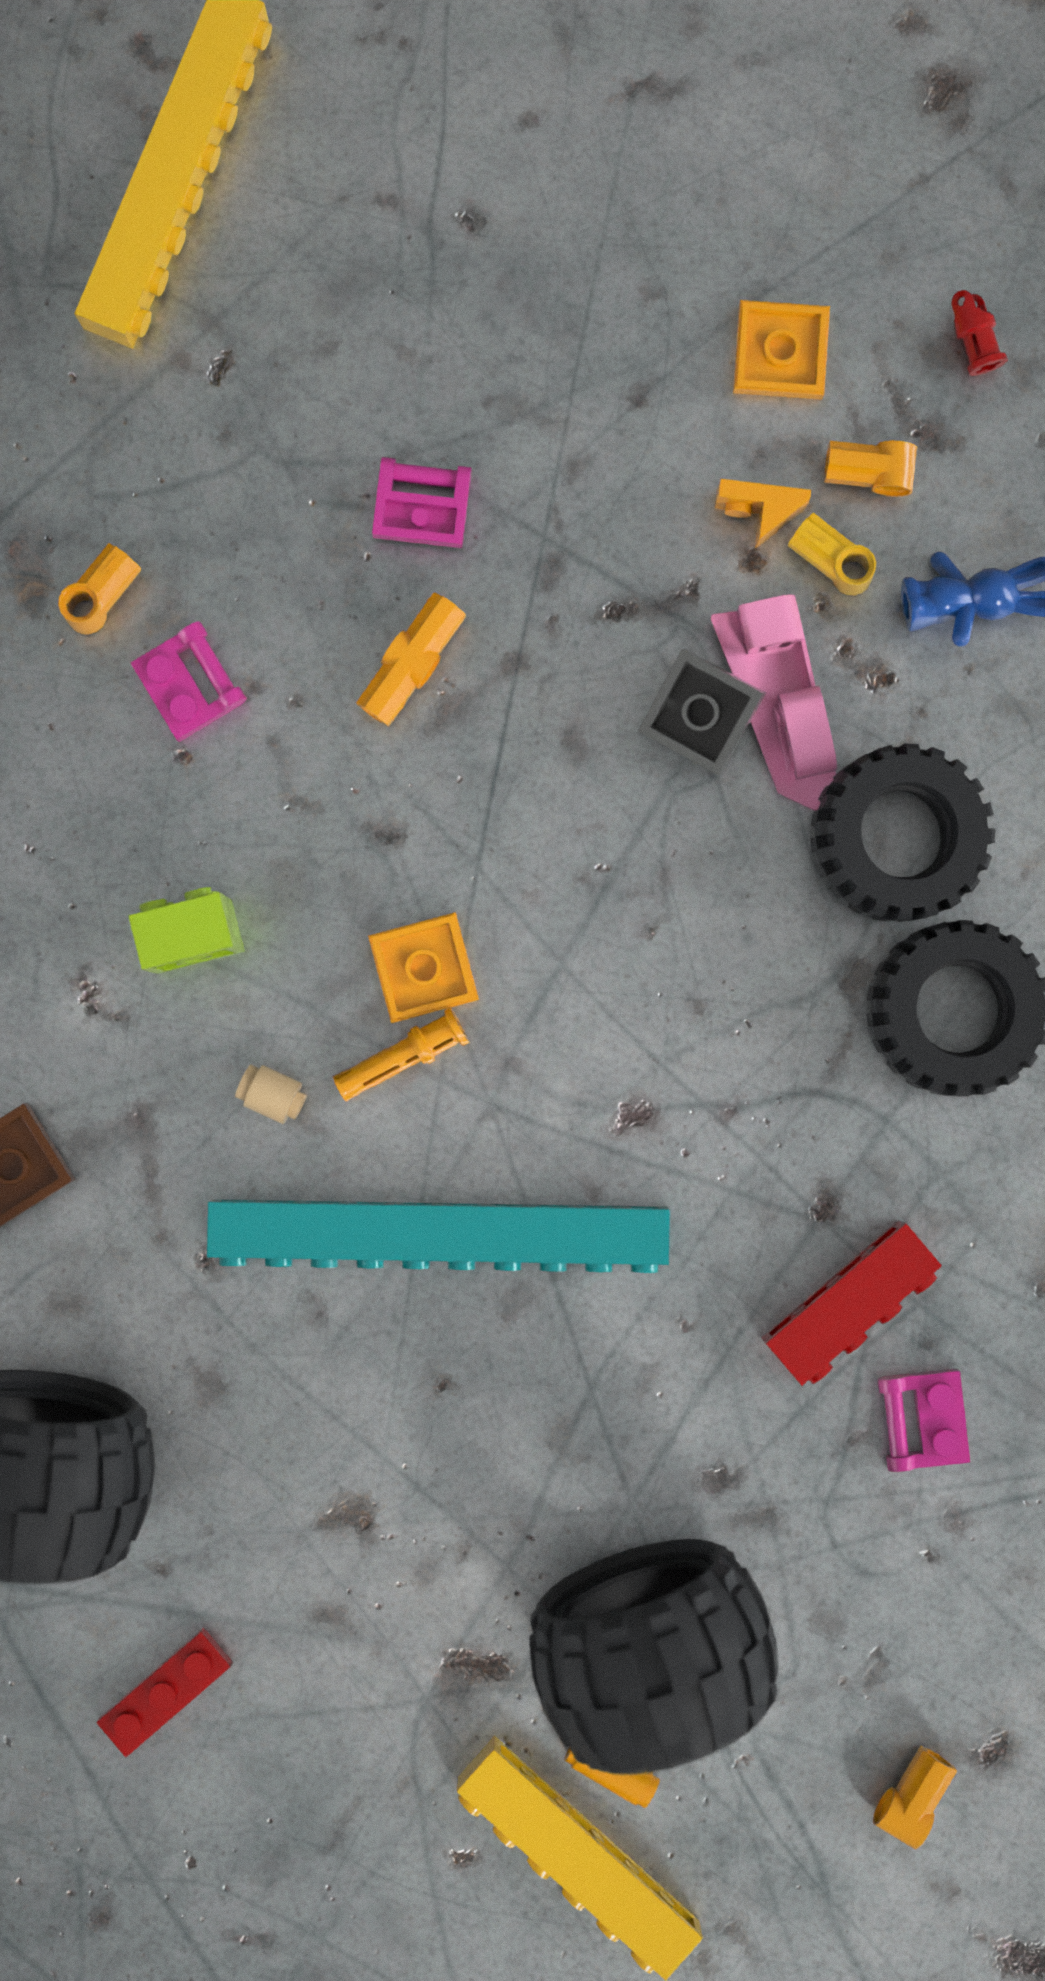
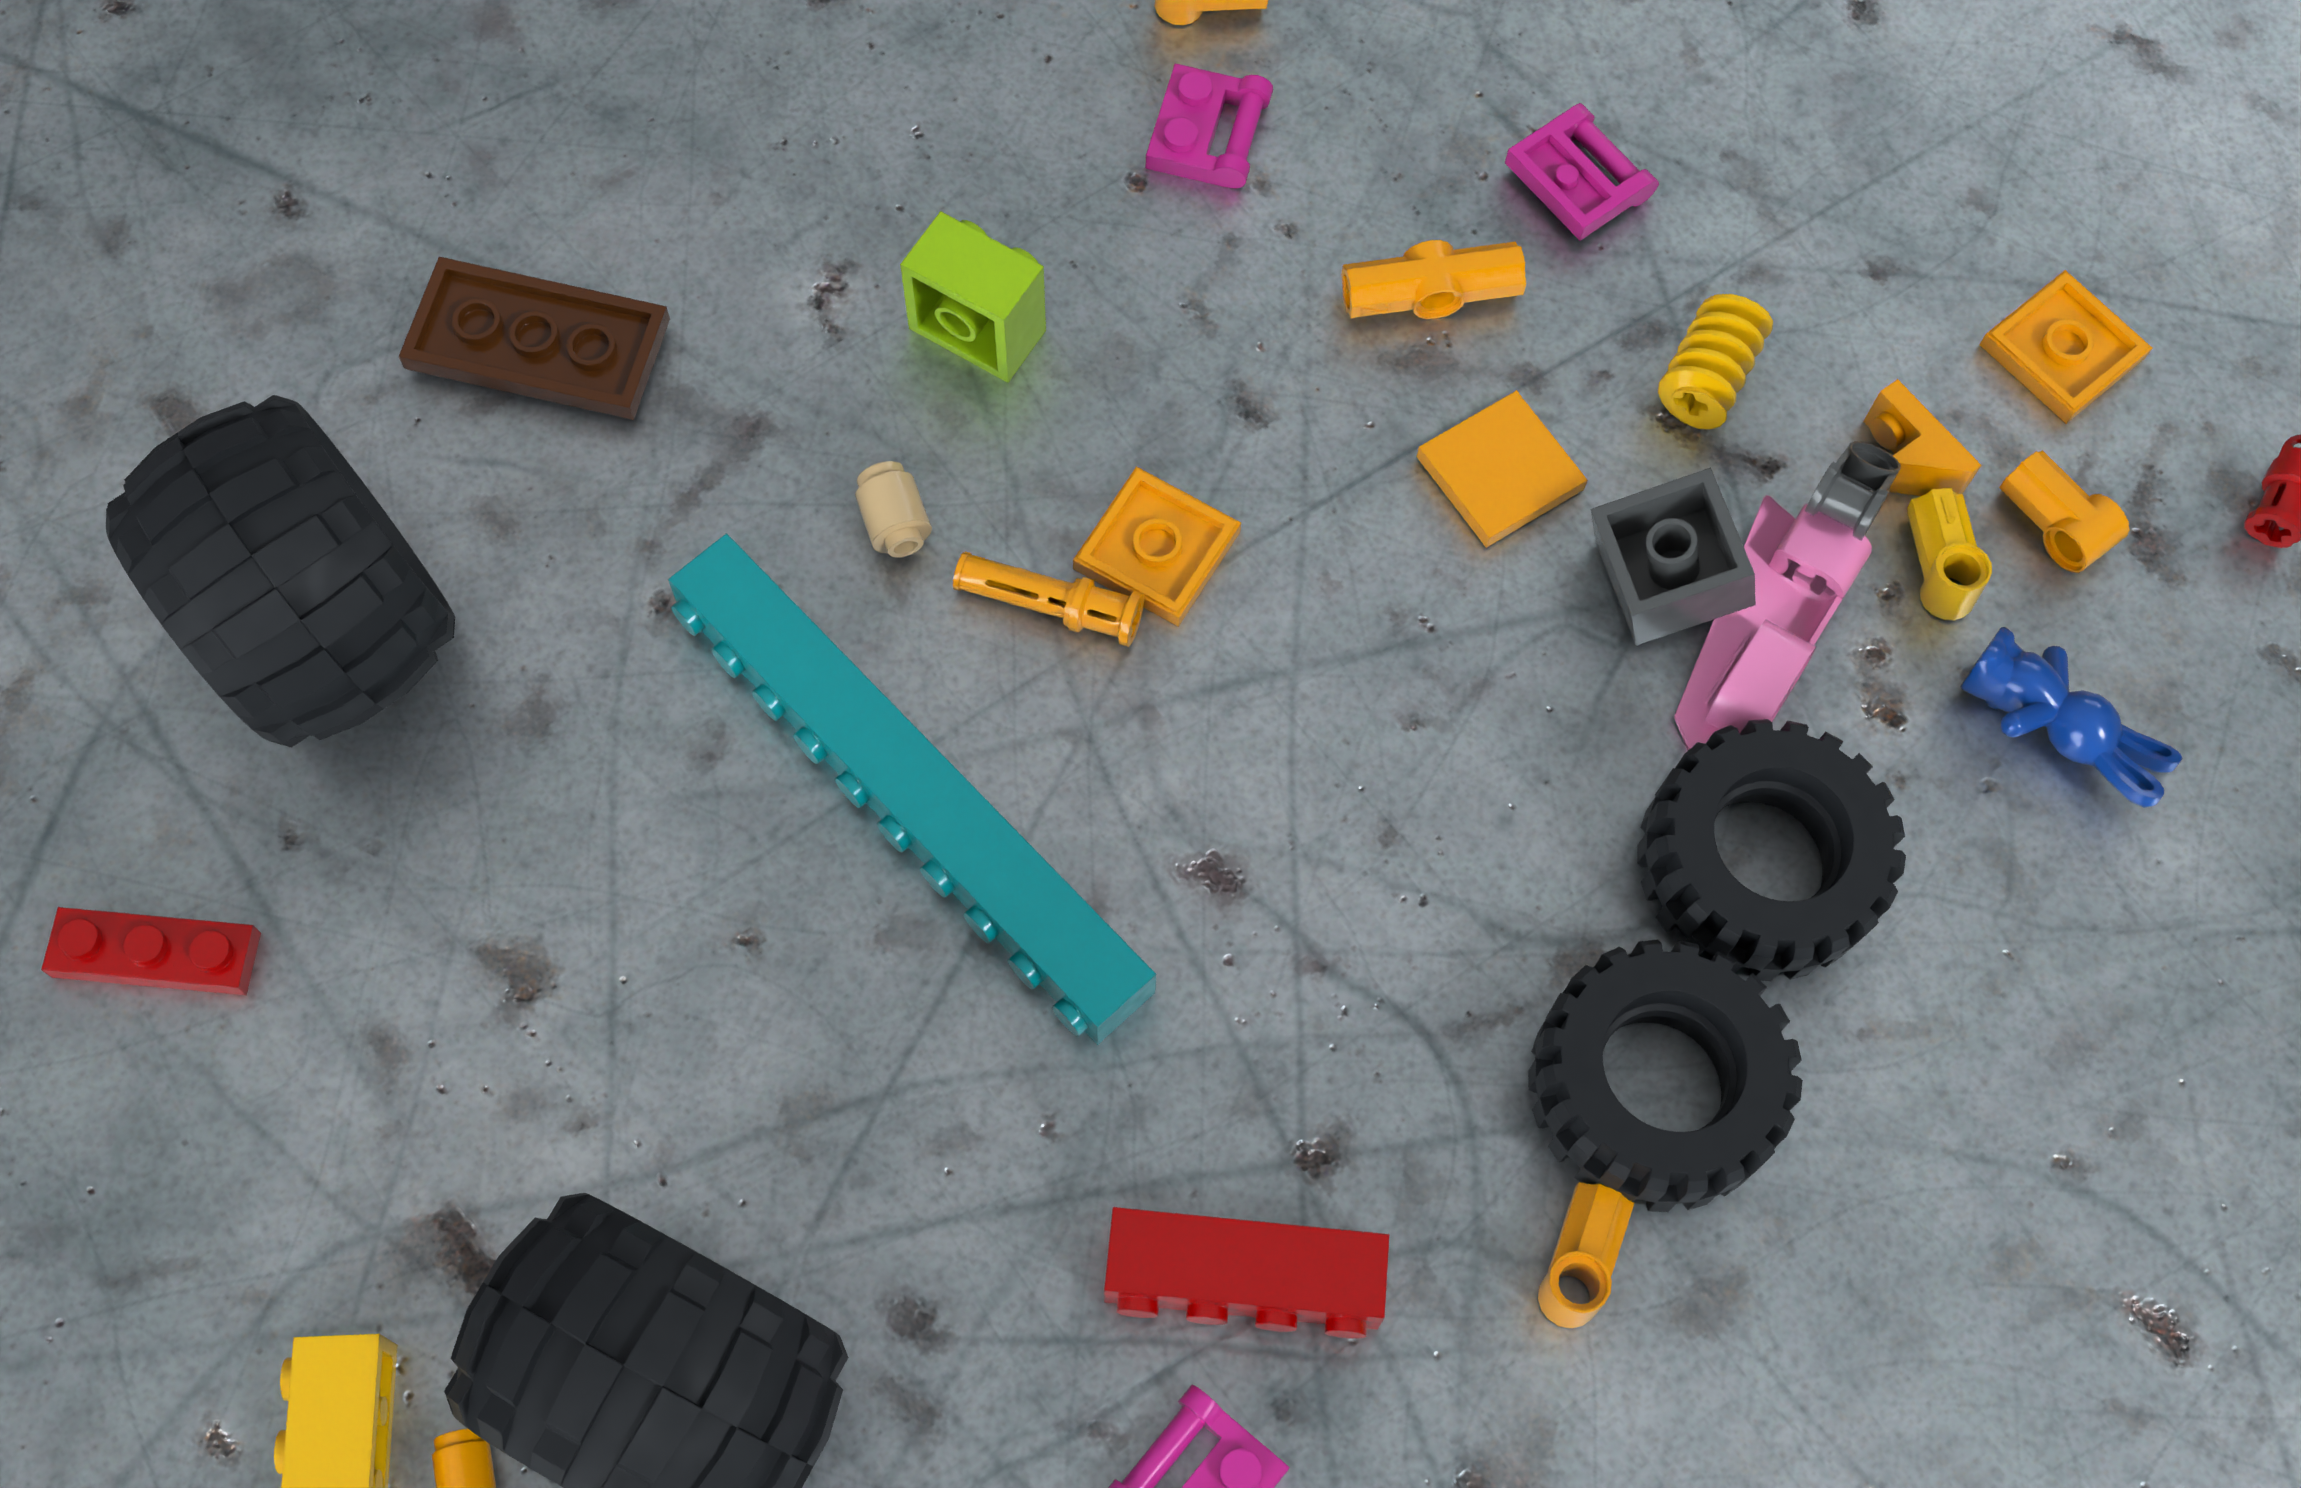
camera: 40 degrees right, 20 degrees down
(556, 737) = (1501, 468): none -> light orange tile
(607, 560) = (1714, 360): none -> yellow piece
(762, 575) = (1855, 487): none -> dark grey piece
(997, 1127) = (1585, 1251): none -> light orange piece

